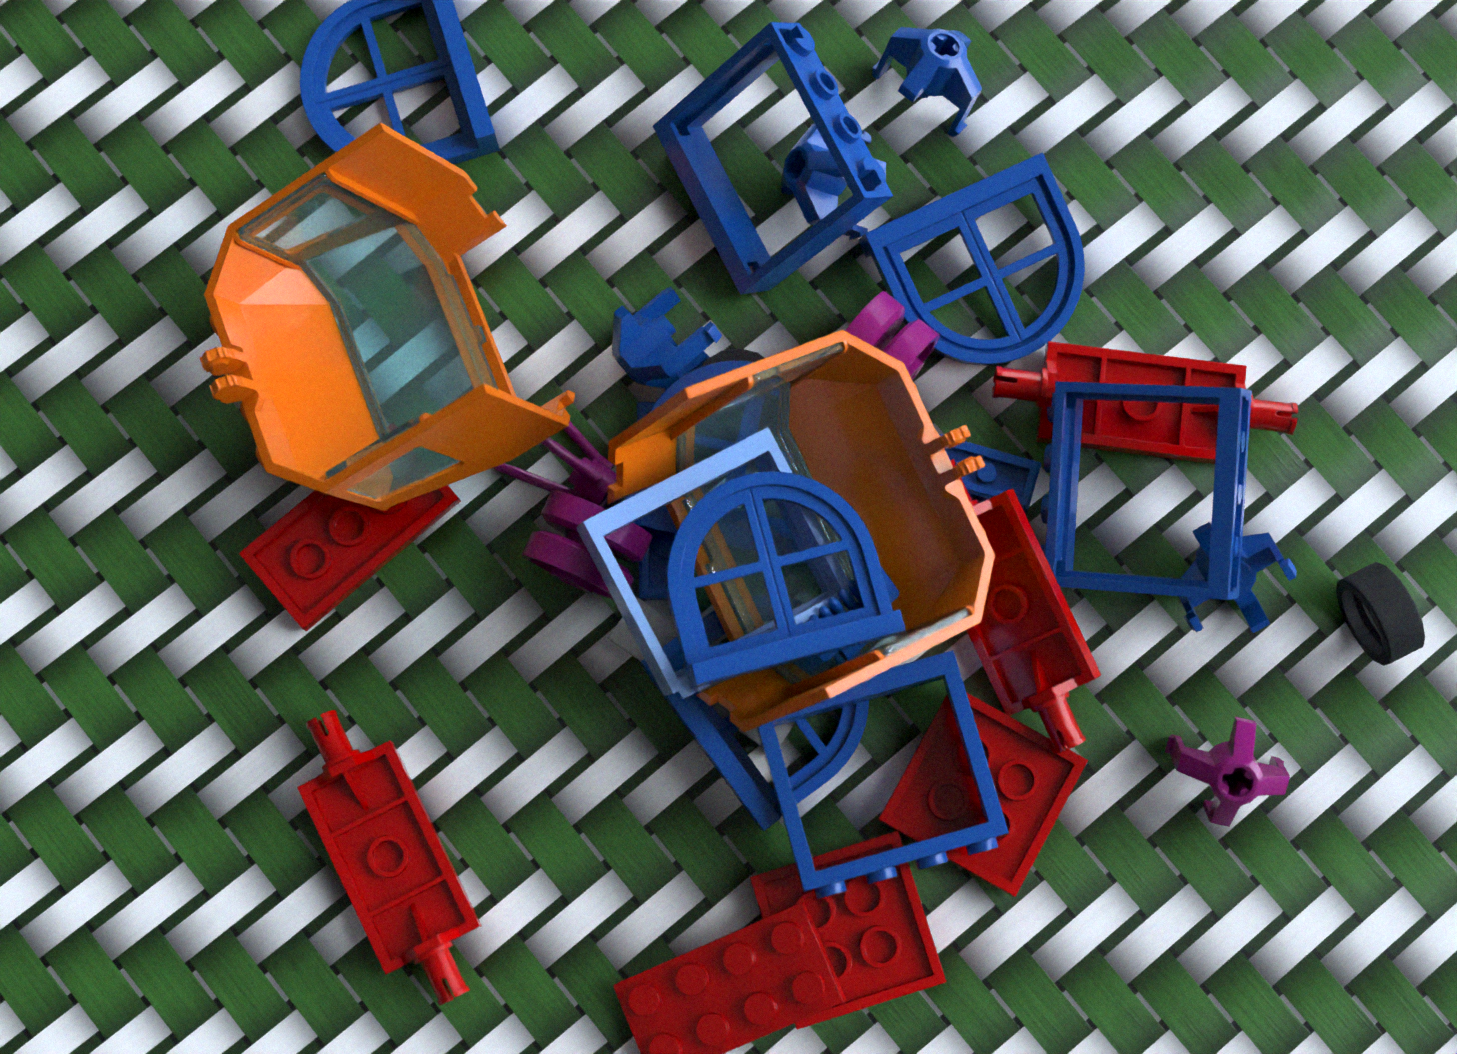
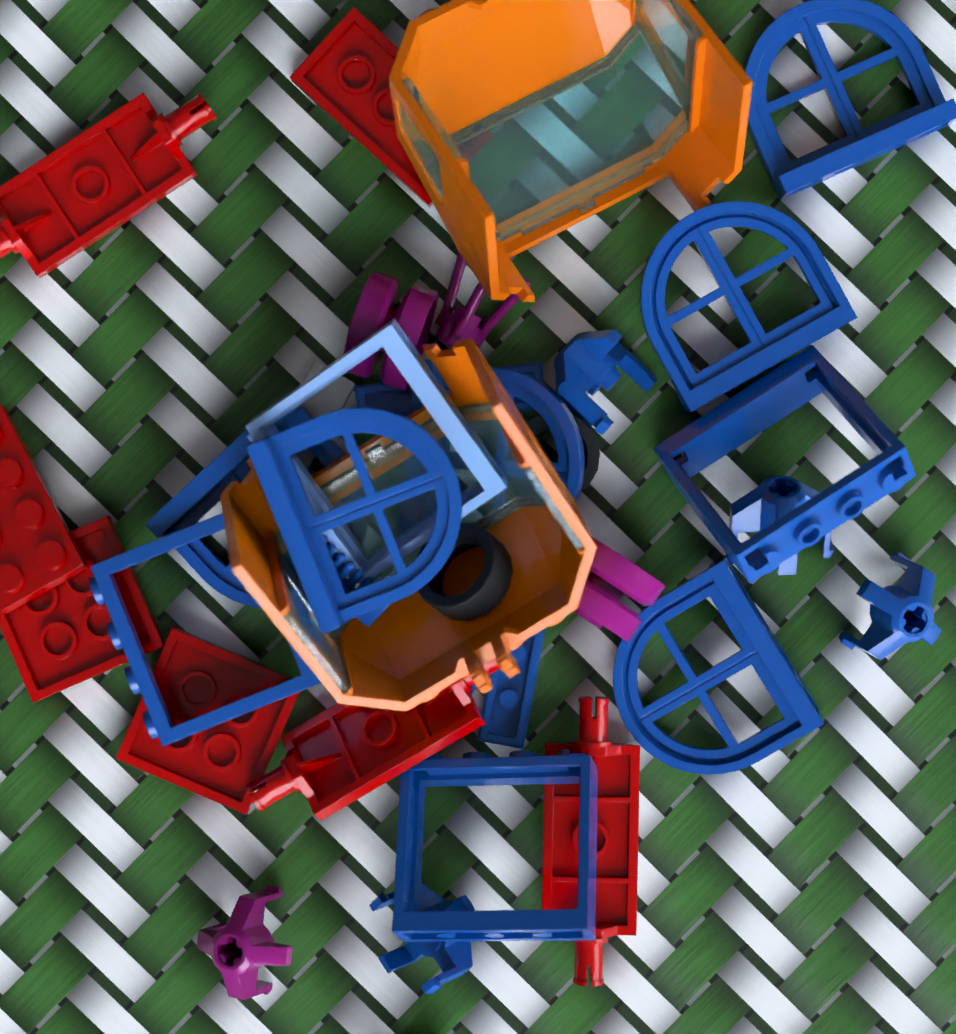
camera: 90 degrees right, 10 degrees up
(650, 171) = (764, 348): none -> blue window
(878, 462) = (489, 586): none -> black tyre

